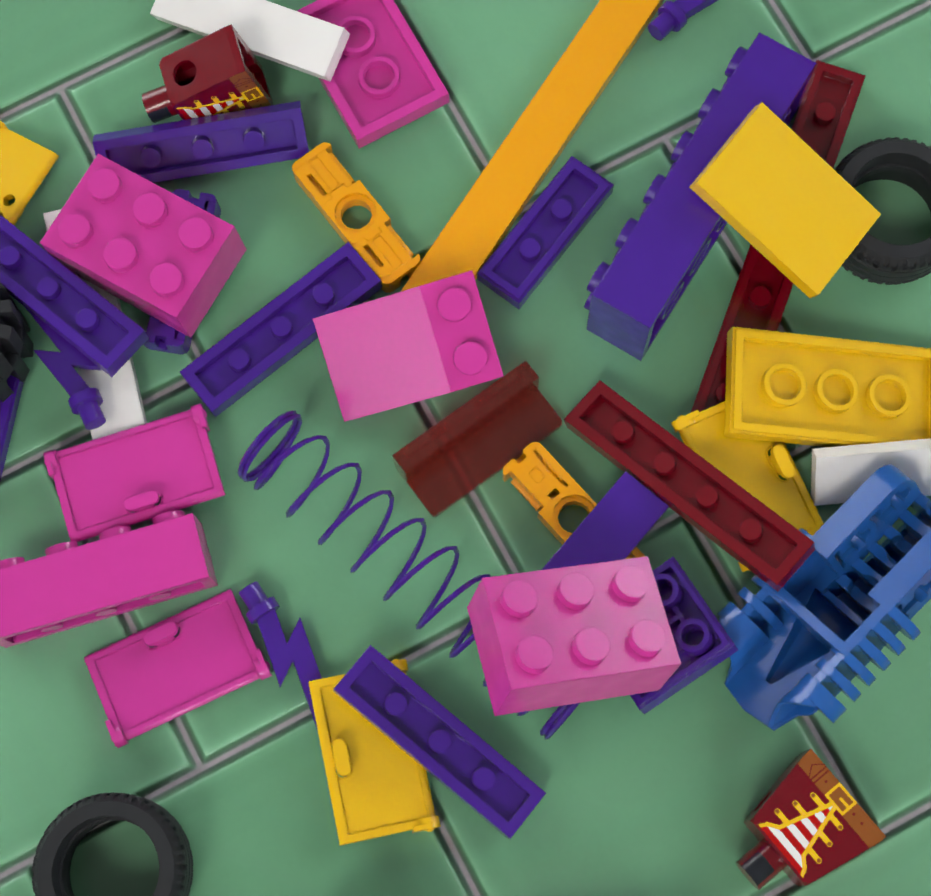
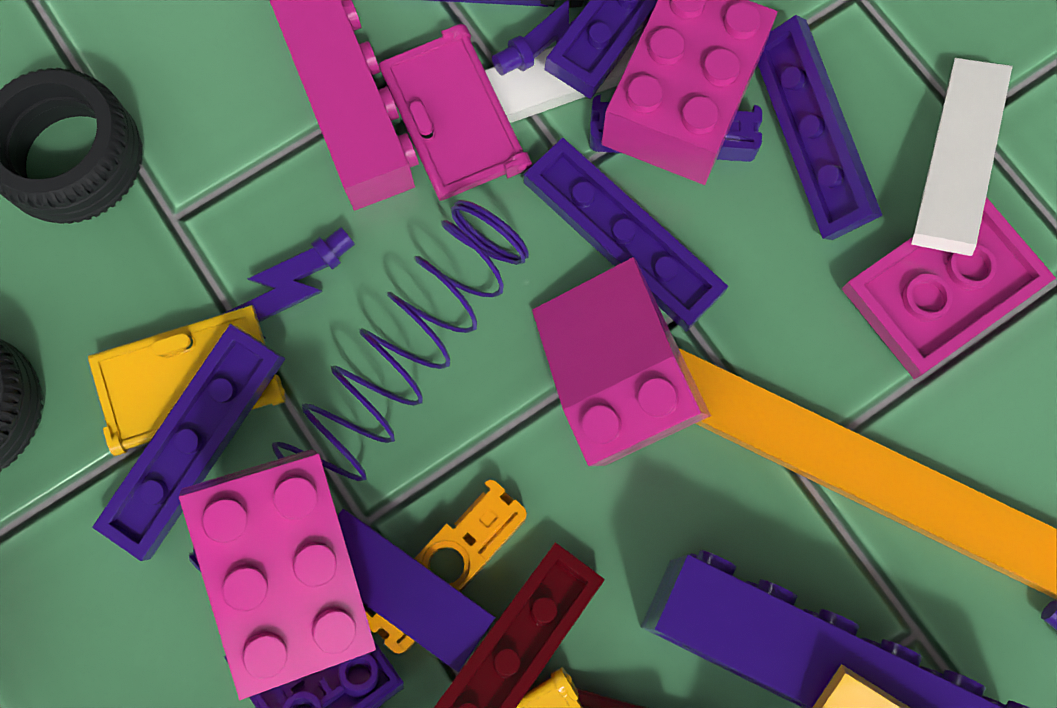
camera: 80 degrees right, 0 degrees up
(157, 684) = (256, 170): dark pink door -> none
(209, 79) = (890, 121): dark red torso -> none
(336, 191) = (784, 268): light orange piece -> none
(477, 440) = (524, 451): clear red panel -> none
(545, 232) = (778, 503): dark purple tile -> none

